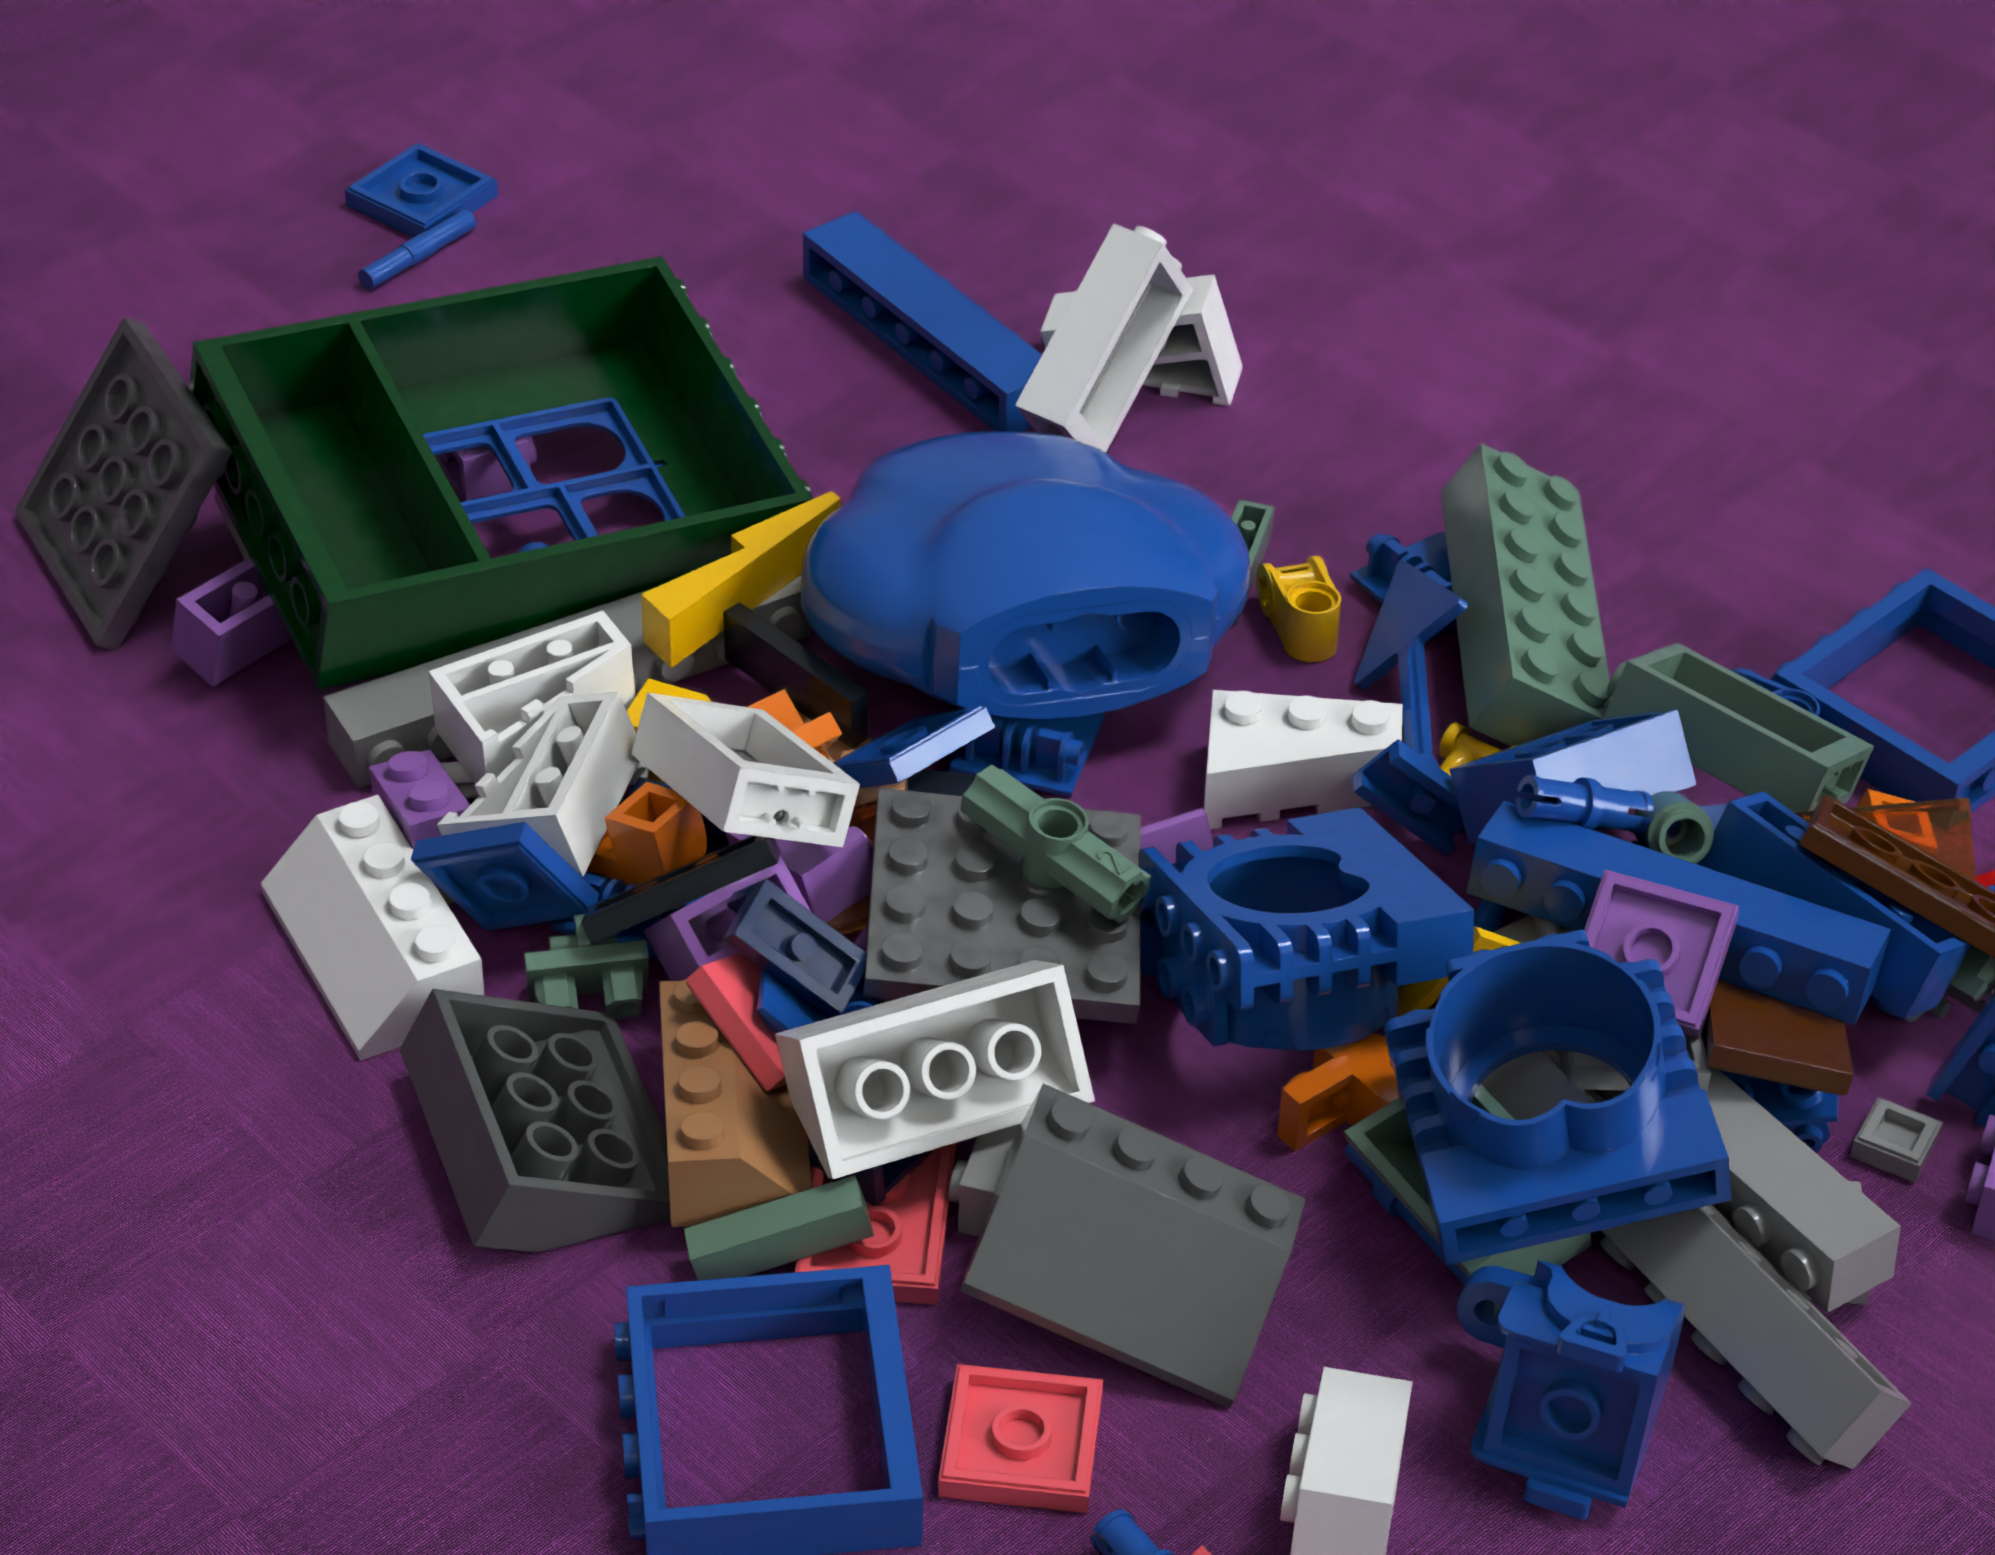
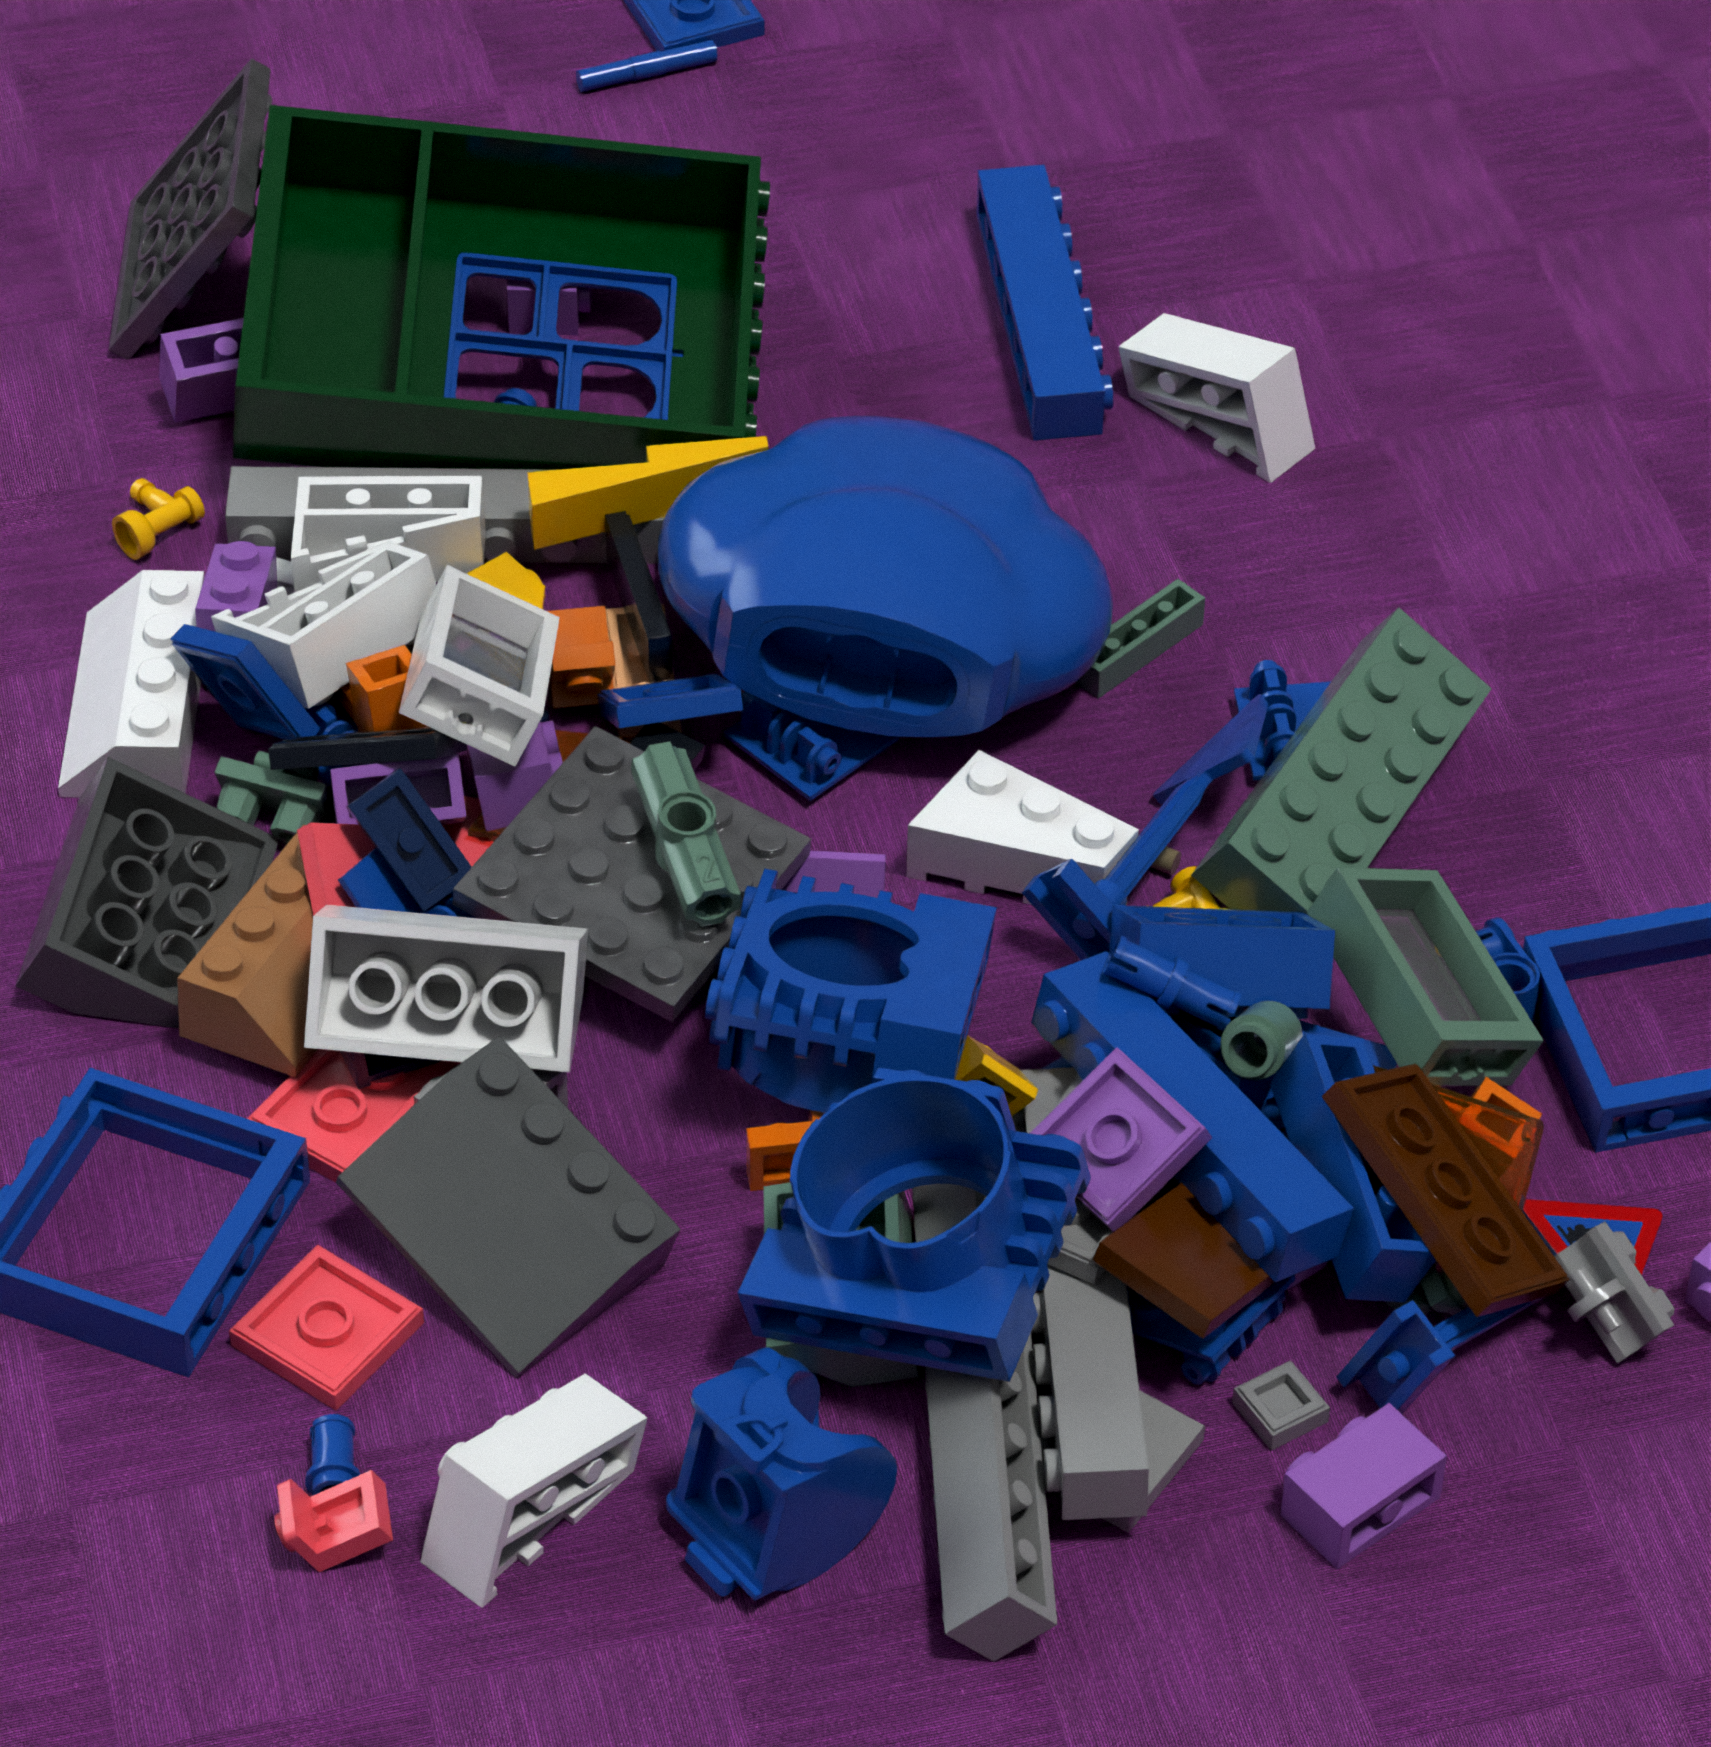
camera: 30 degrees right, 5 degrees up
(258, 790) = (137, 531): none -> yellow piece
(779, 1231) = (254, 1075): sand green piece -> none
(1107, 339) = (1134, 382): white window -> none
(1301, 607) = (1157, 705): yellow piece -> none

